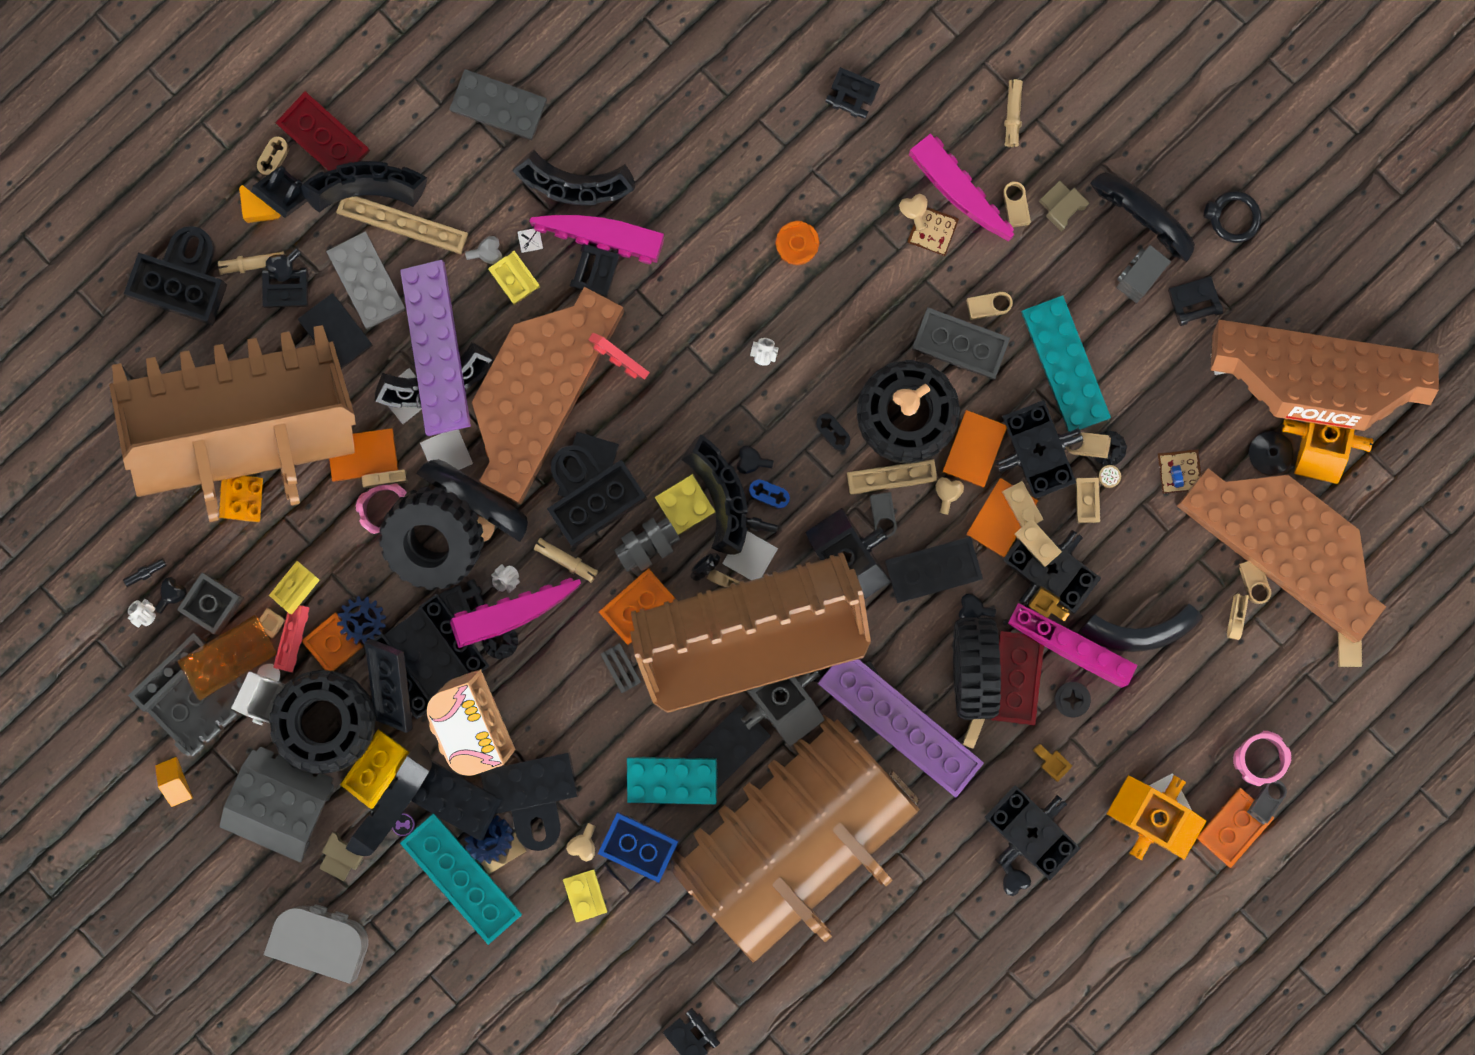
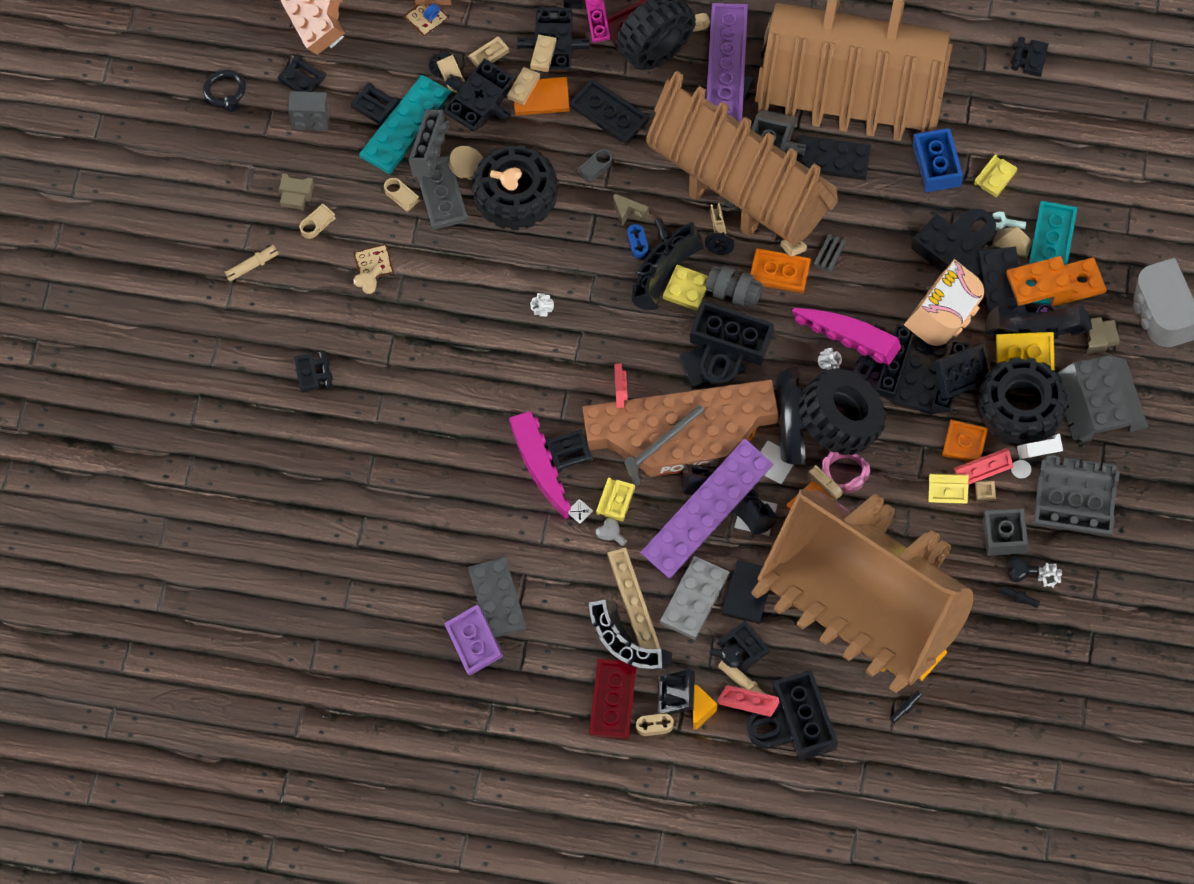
camera: 125 degrees left, 20 degrees down
(172, 782) = (1143, 477): light orange slope -> none
(225, 249) = (748, 700): none -> coral plate
(227, 657) = (1032, 490): clear orange plate -> none
(364, 611) = (929, 436): dark blue gear -> none
(417, 852) = (1056, 281): none -> orange bracket
(469, 52) = (473, 639): none -> medium lavender plate
(492, 843) = (1006, 240): dark blue gear -> none
(522, 309) = (633, 463): none -> dark grey bar
(526, 866) = (1007, 222): none -> light aqua bar
(566, 560) = (785, 332): tan pin -> none
(572, 187) = (517, 500): black brick -> none
(583, 844) = (964, 198): tan rock -> none
(672, 780) = (877, 170): teal plate -> none
(751, 460) = (623, 267): black rock -> none
(753, 558) = (683, 219): white sticker -> none
(797, 243) = (447, 338): orange tile -> none
(813, 506) = (626, 207): none -> dark tan slope
(837, 428) = (559, 230): black beam -> none
(839, 535) = (639, 168): black slope -> none
(891, 477) = (570, 180): tan tile -> none
(948, 492) = (549, 137): tan rock -> none
(957, 186) = (329, 266): dark pink slope -> none
(973, 608) = (615, 73): black rock -> none
(974, 448) = (505, 134): orange tile -> none
(976, 389) = (464, 161): none -> tan tile
(1018, 362) = (428, 143): none -> dark grey brick
(1047, 603) = (579, 26): pearl gold plate -> none
(1109, 342) = (371, 107): none -> black plate
(1109, 476) = (462, 52): tile -> none
(1146, 212) = (263, 138): black brick -> none

